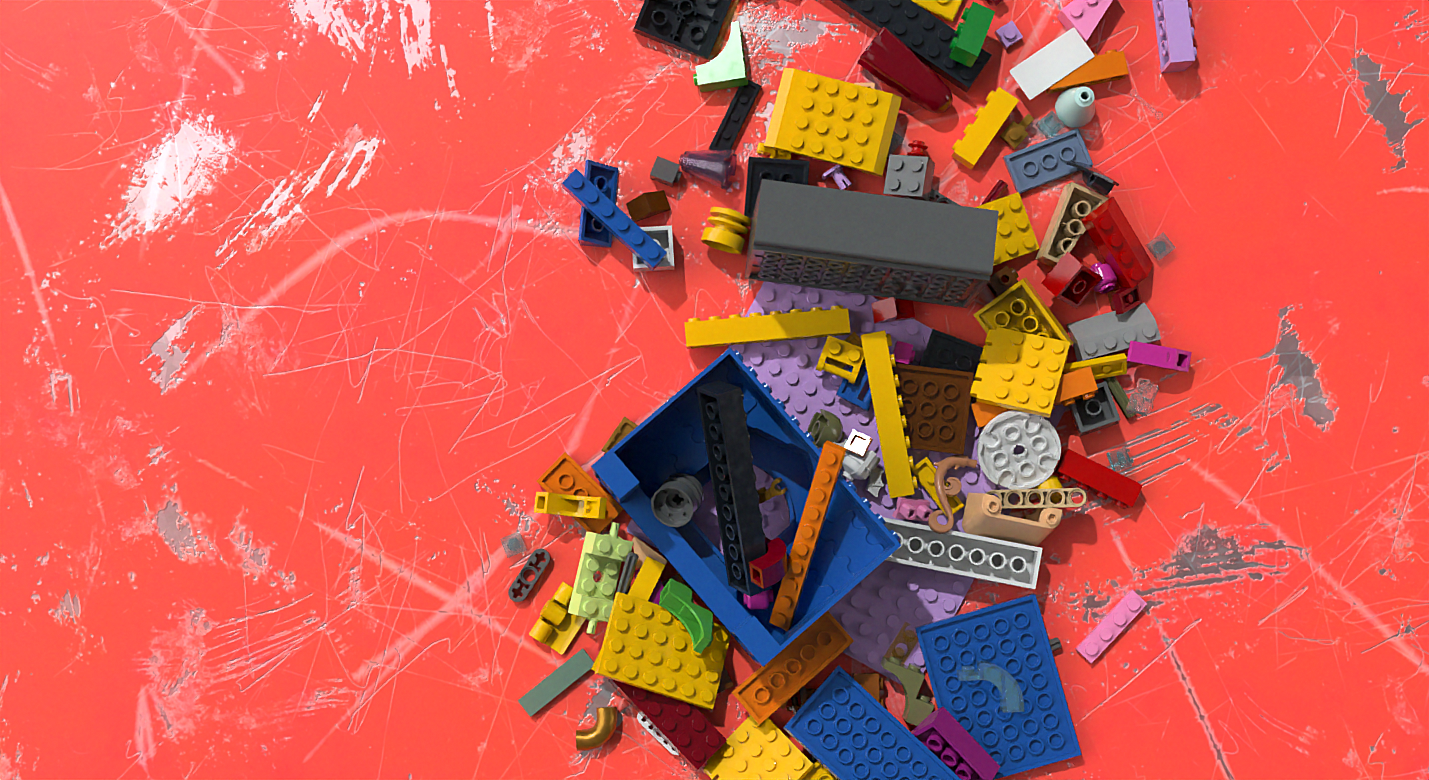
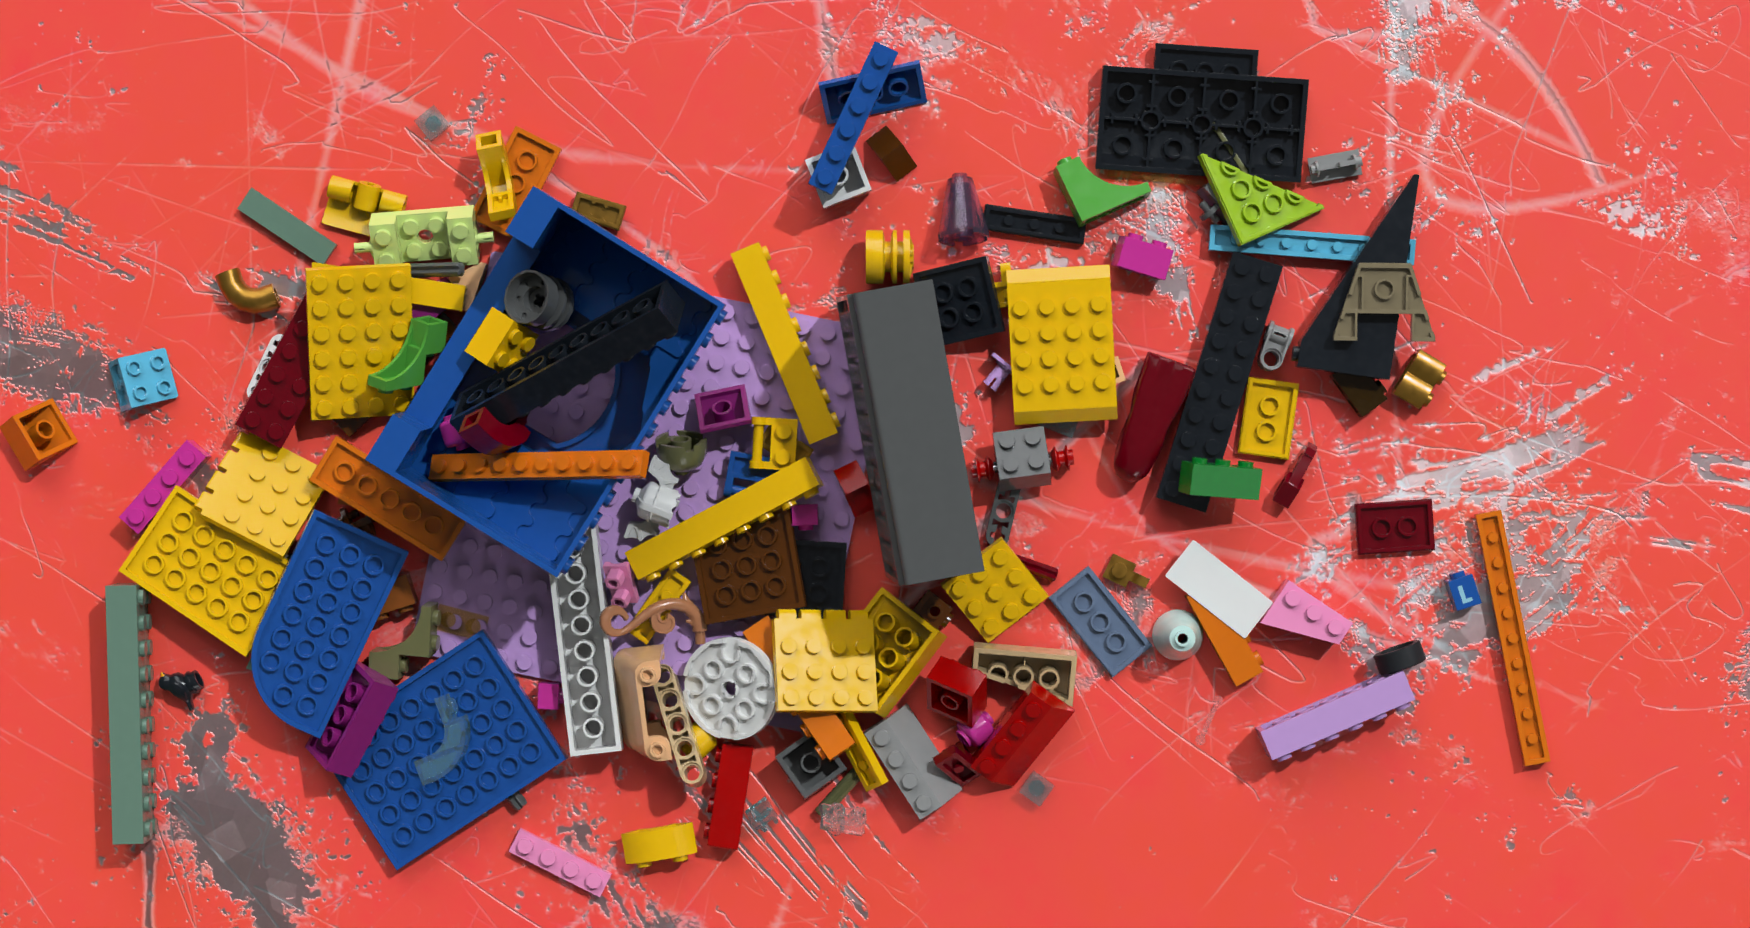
camera: 80 degrees right, 5 degrees up
(516, 585) = (382, 155): dark grey beam -> none
(665, 172) = (938, 161): dark grey brick -> none
(699, 539) = (501, 341): none -> yellow brick
(766, 494) = (575, 403): pearl gold plate -> none
(785, 44) = (1142, 257): none -> dark pink brick
(802, 390) = (722, 408): none -> magenta slope
(858, 443) = (676, 494): tile -> none
(980, 592) = (550, 695): none -> dark pink plate
(984, 128) = (1116, 532): yellow brick -> none
(1008, 34) = (1243, 526): lavender plate -> none
(1050, 125) = (1146, 611): clear light blue tile -> none
(1095, 178) = (1092, 684): black panel -> none
(1120, 544) = (659, 843): none -> yellow brick
(1159, 356) = (897, 823): dark pink slope -> none

